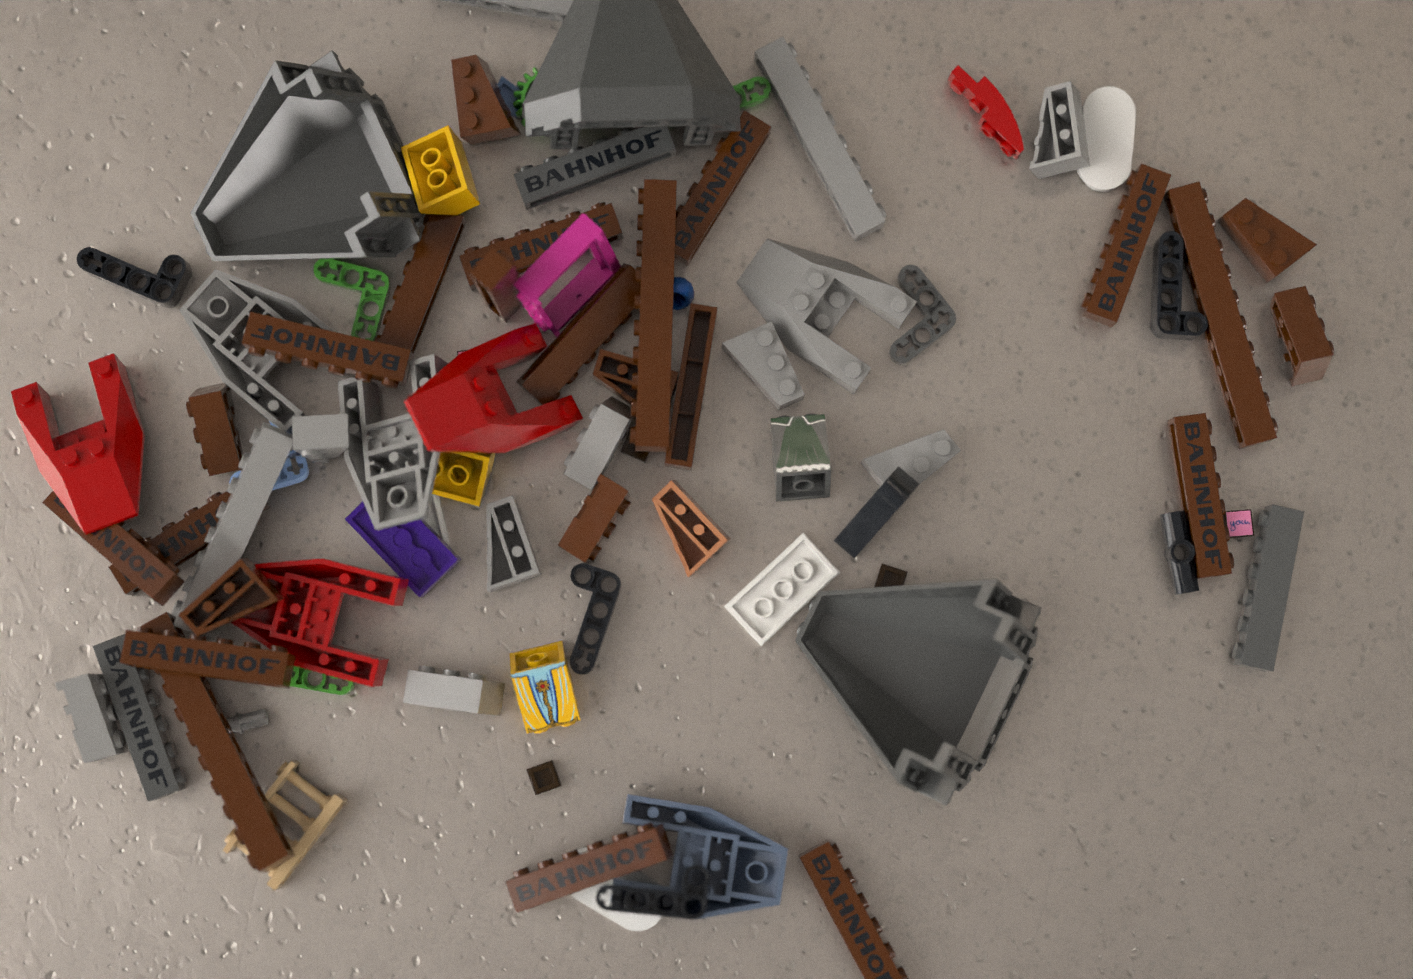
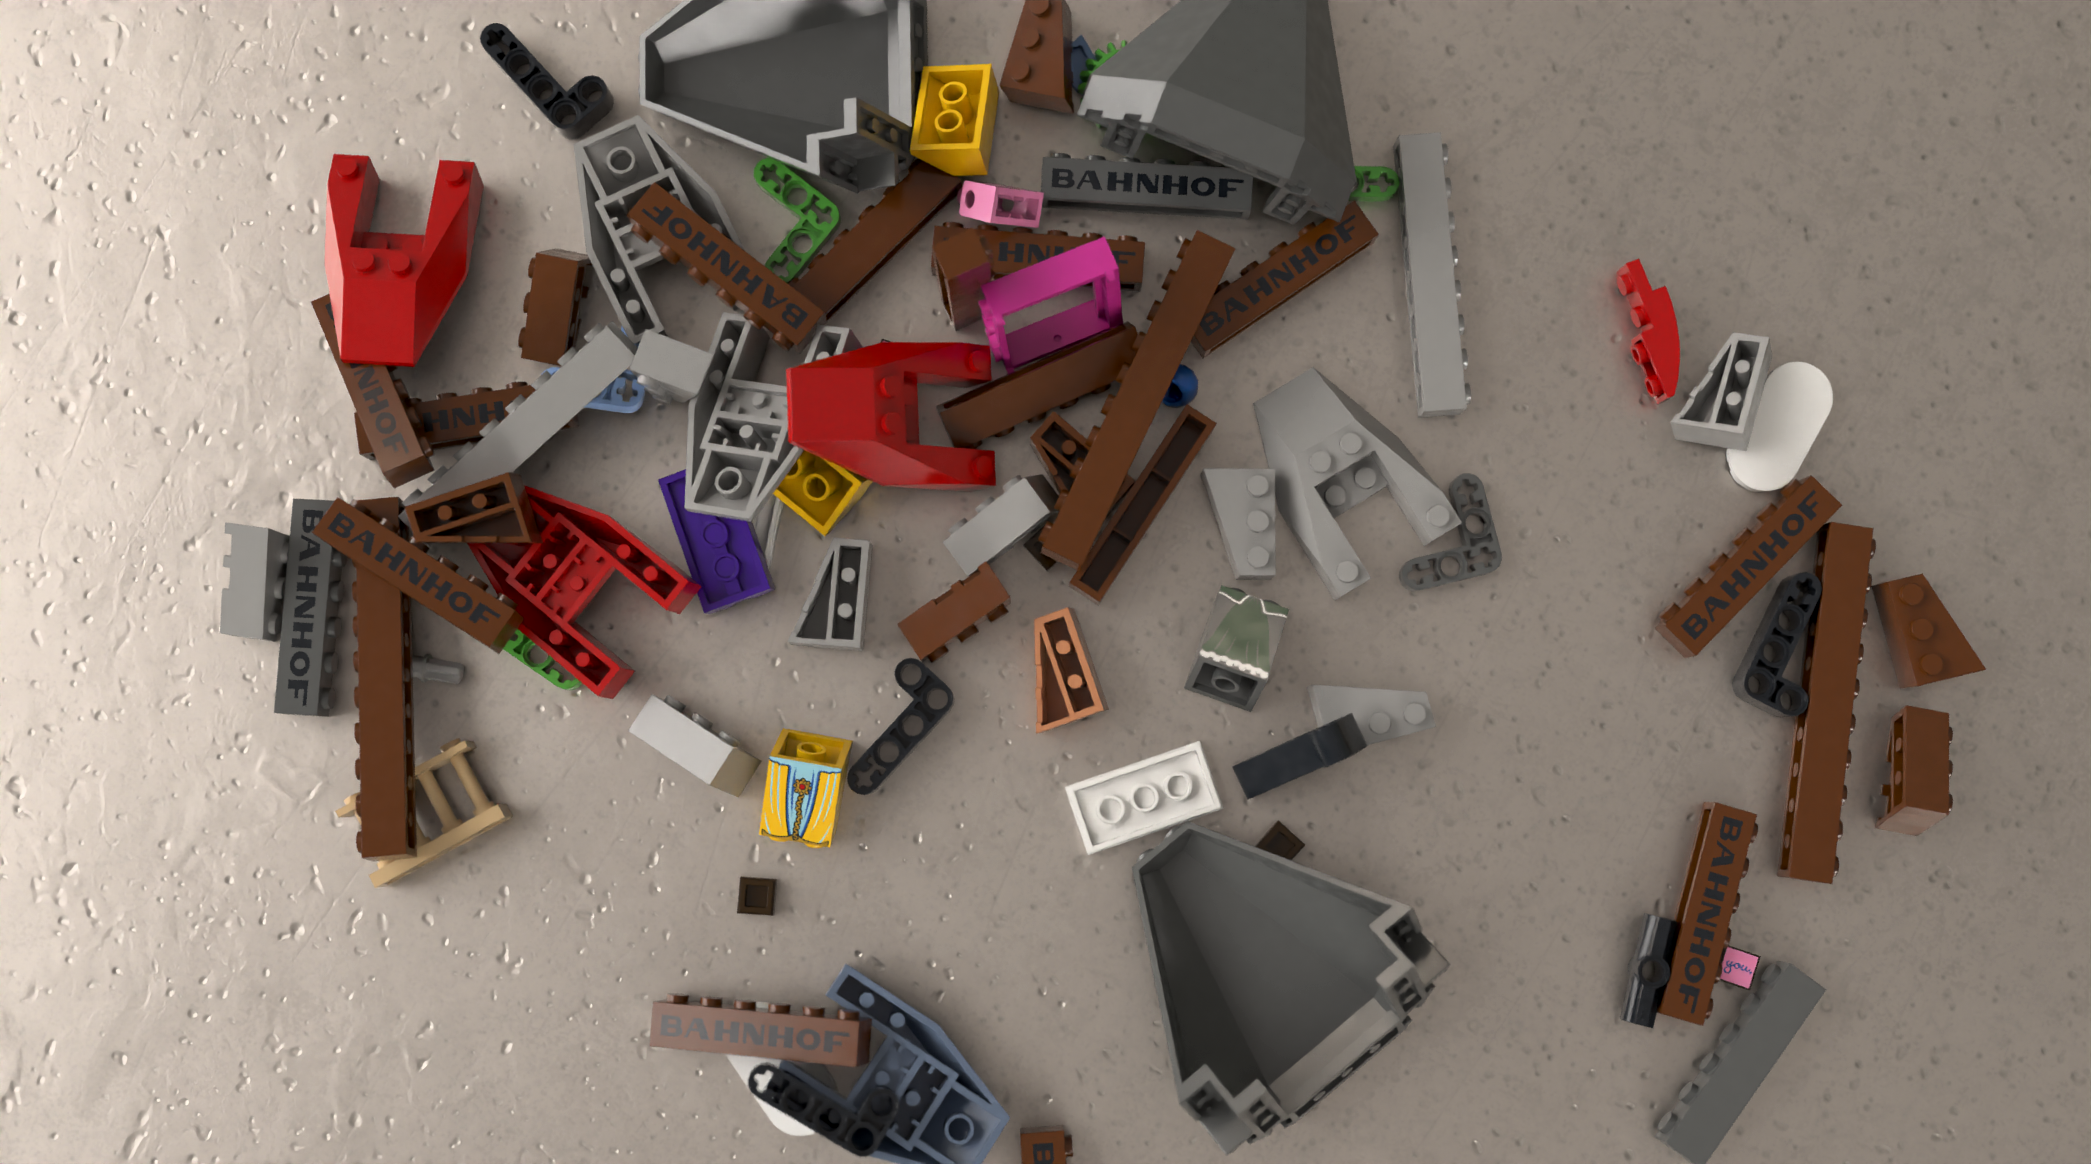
camera: 25 degrees right, 0 degrees up
(486, 225) = (984, 203): none -> bright pink torso

